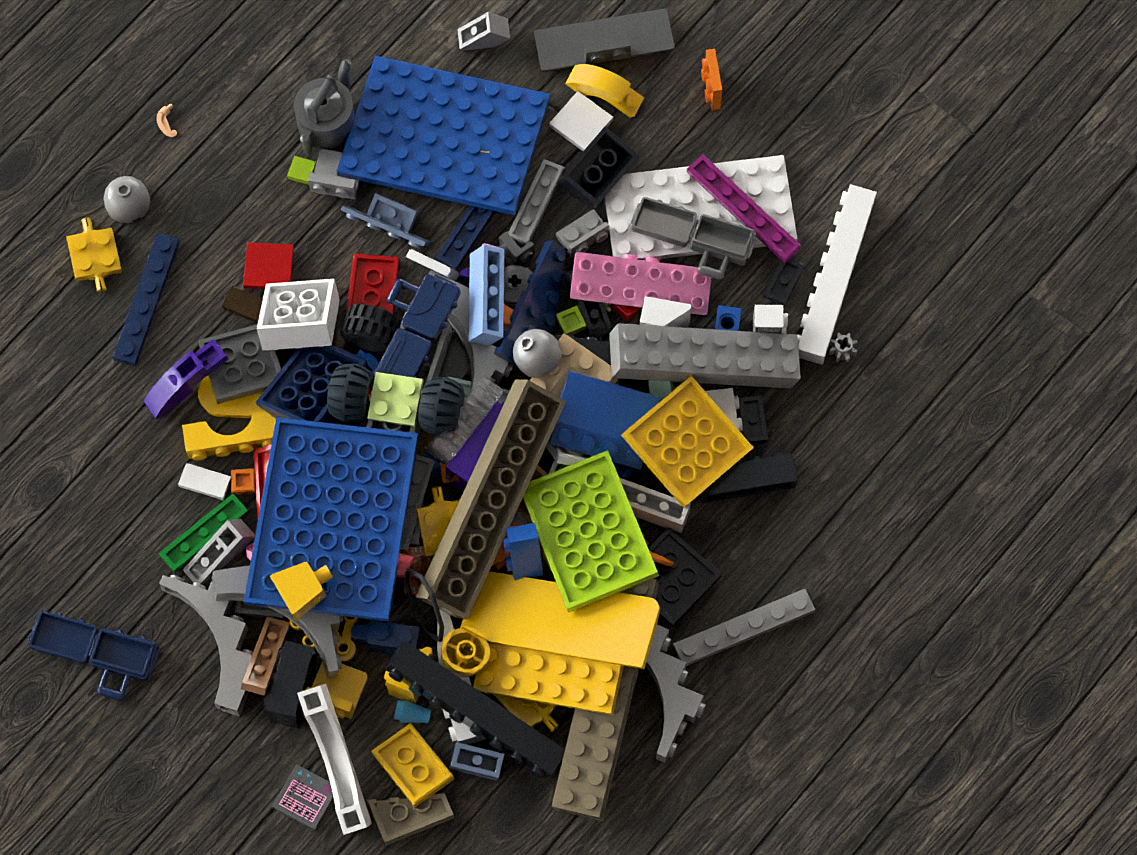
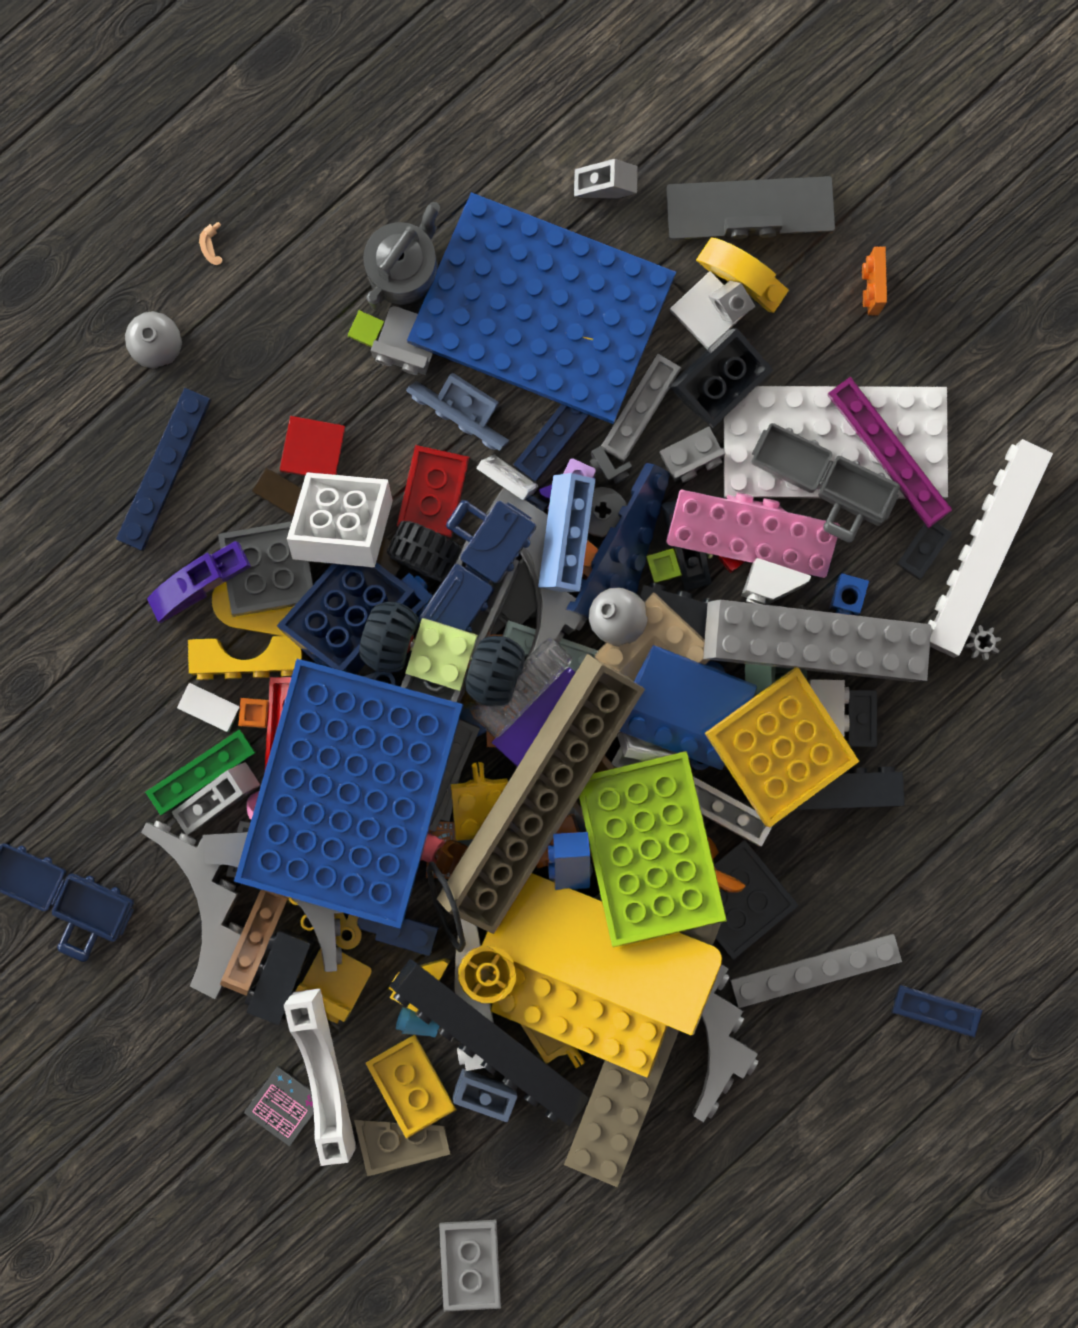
camera: 10 degrees right, 15 degrees up
(93, 254) = (107, 405): yellow plate -> none
(301, 587) = (302, 879): yellow torso -> none
(598, 108) = (731, 301): none -> light grey brick
(770, 319) = (899, 604): white brick -> none
(851, 647) = (937, 1011): none -> dark blue tile

